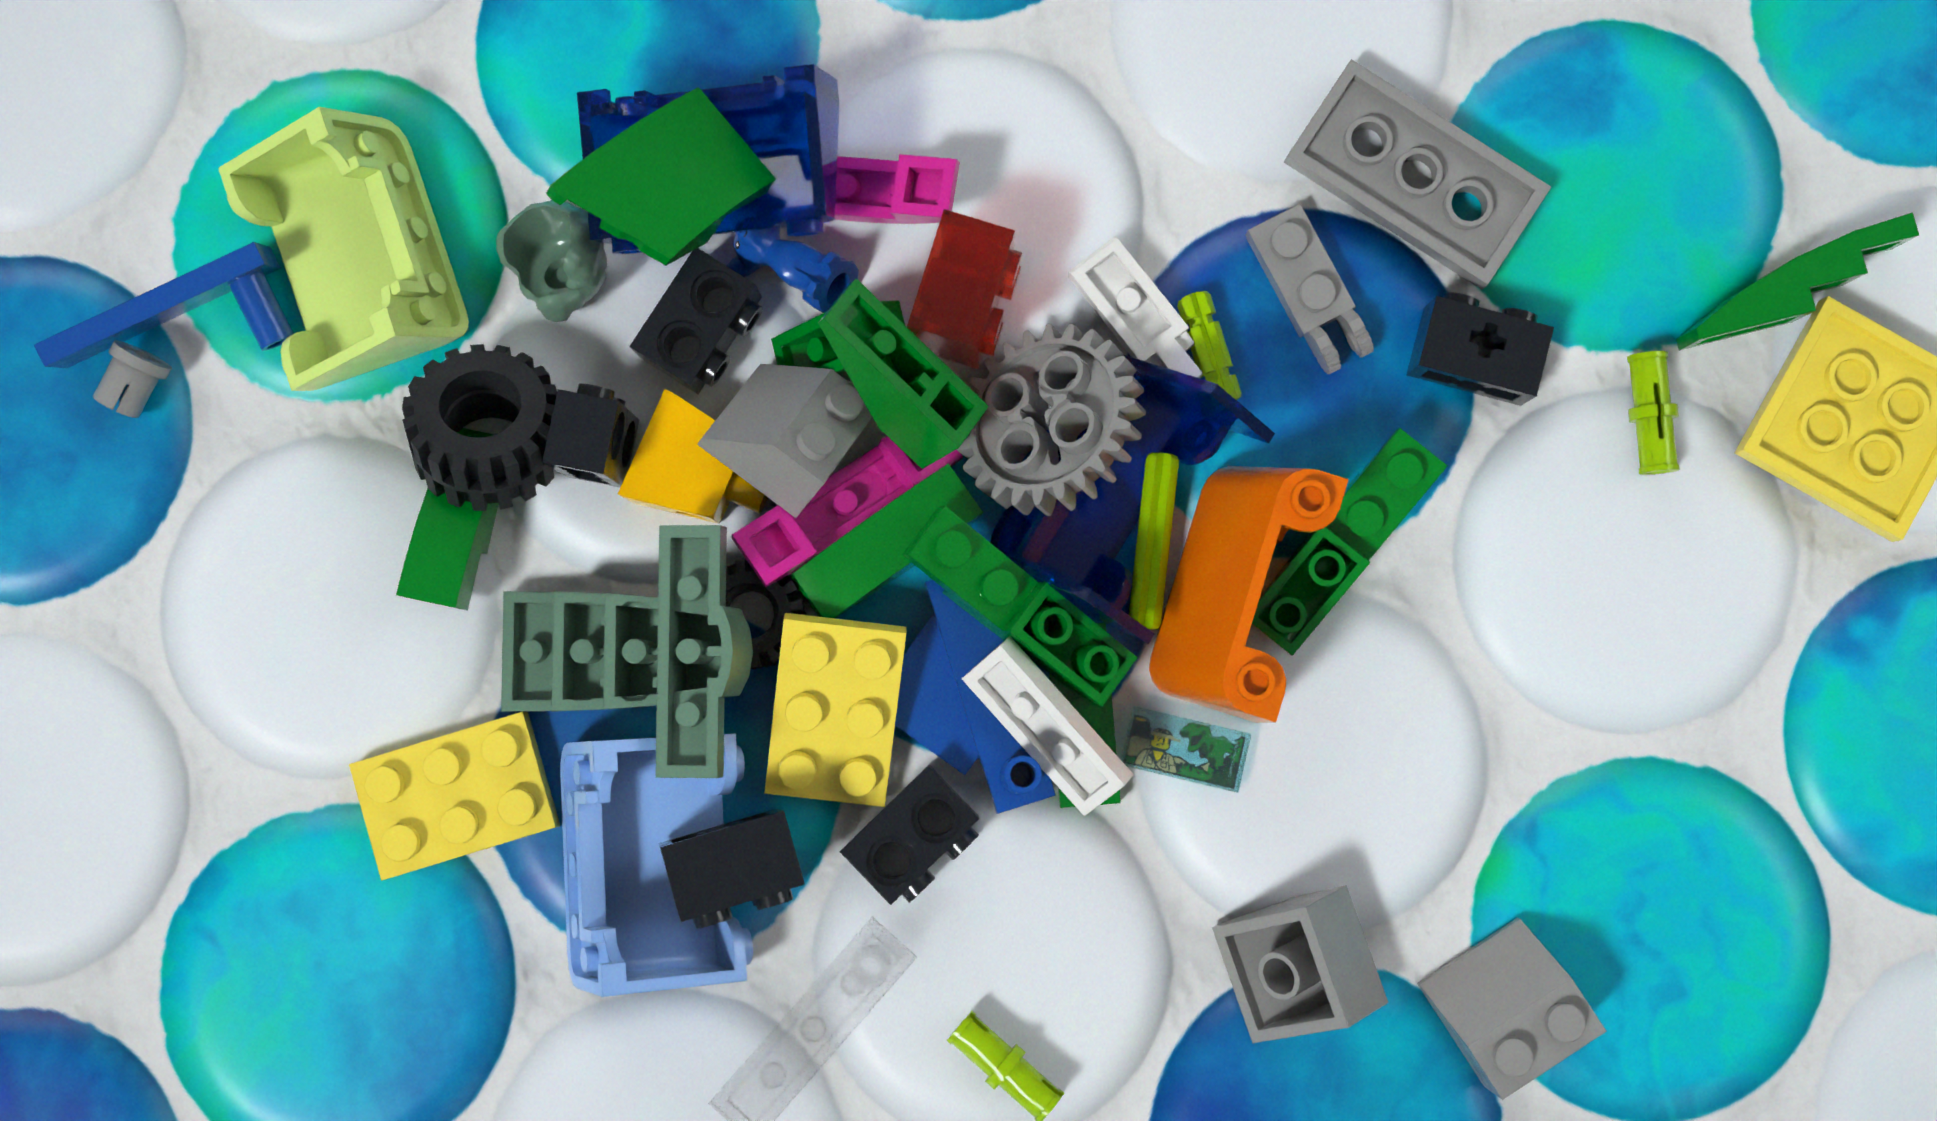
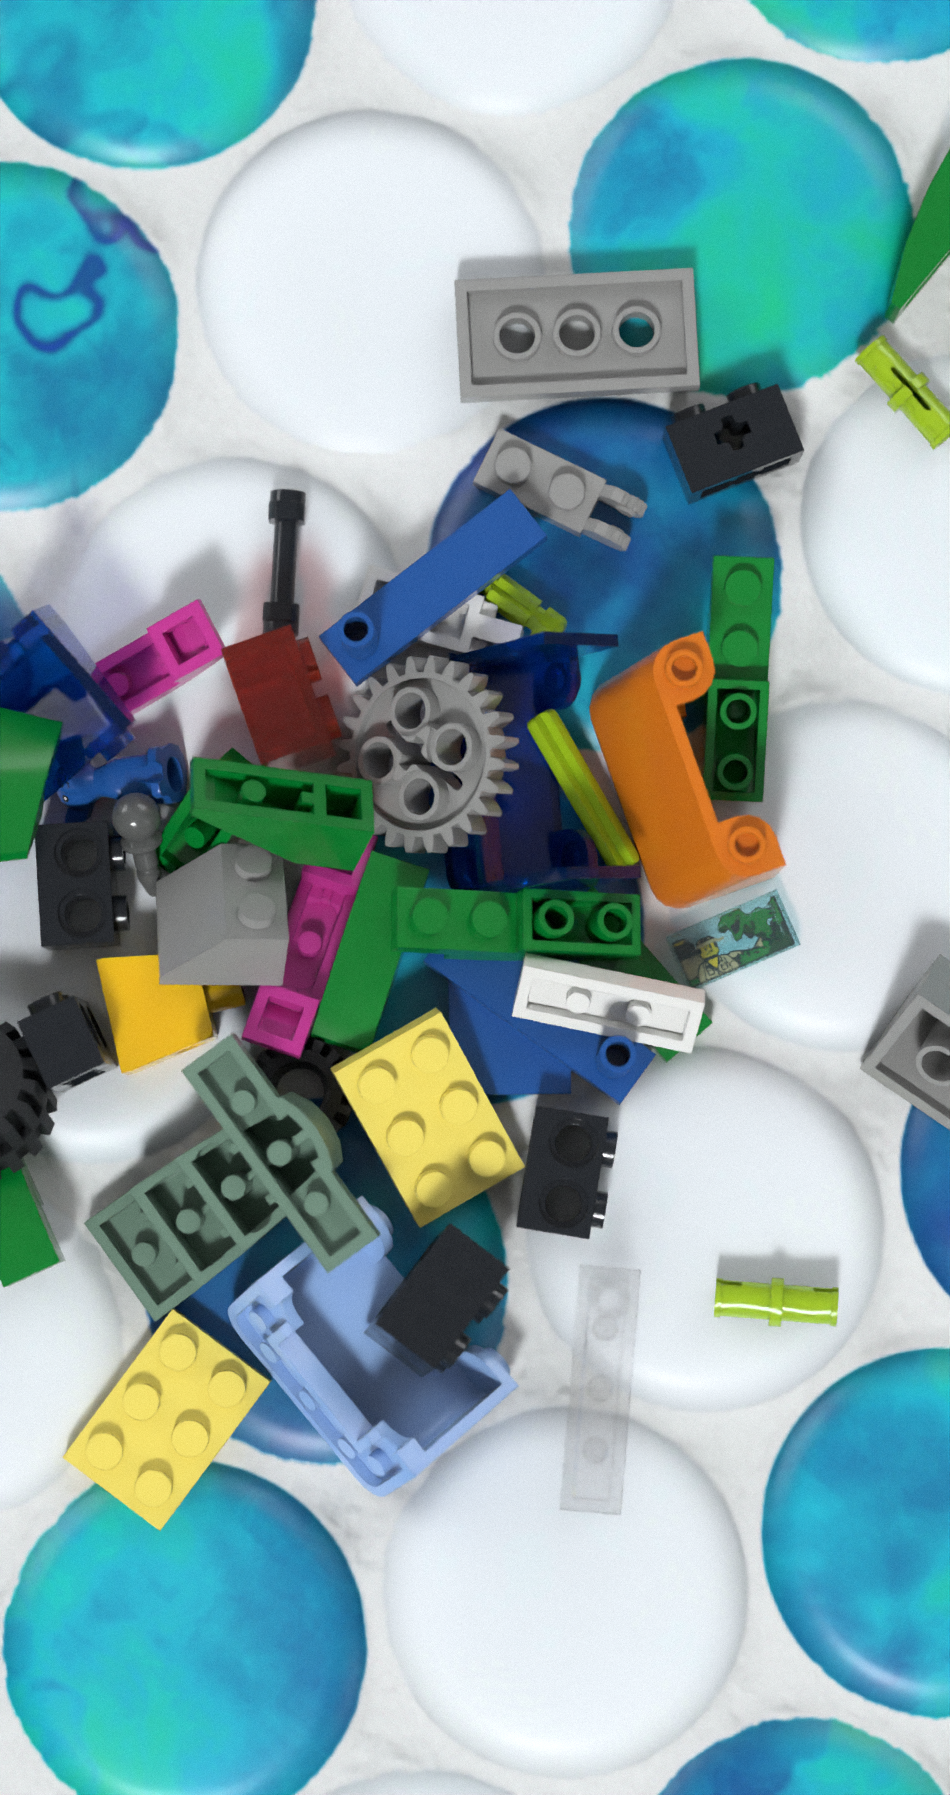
camera: 40 degrees left, 0 degrees up
(779, 303) = (137, 821): none -> dark grey bar
(1080, 150) = (286, 512): none -> black bar
(1153, 289) = (433, 587): none -> blue piece

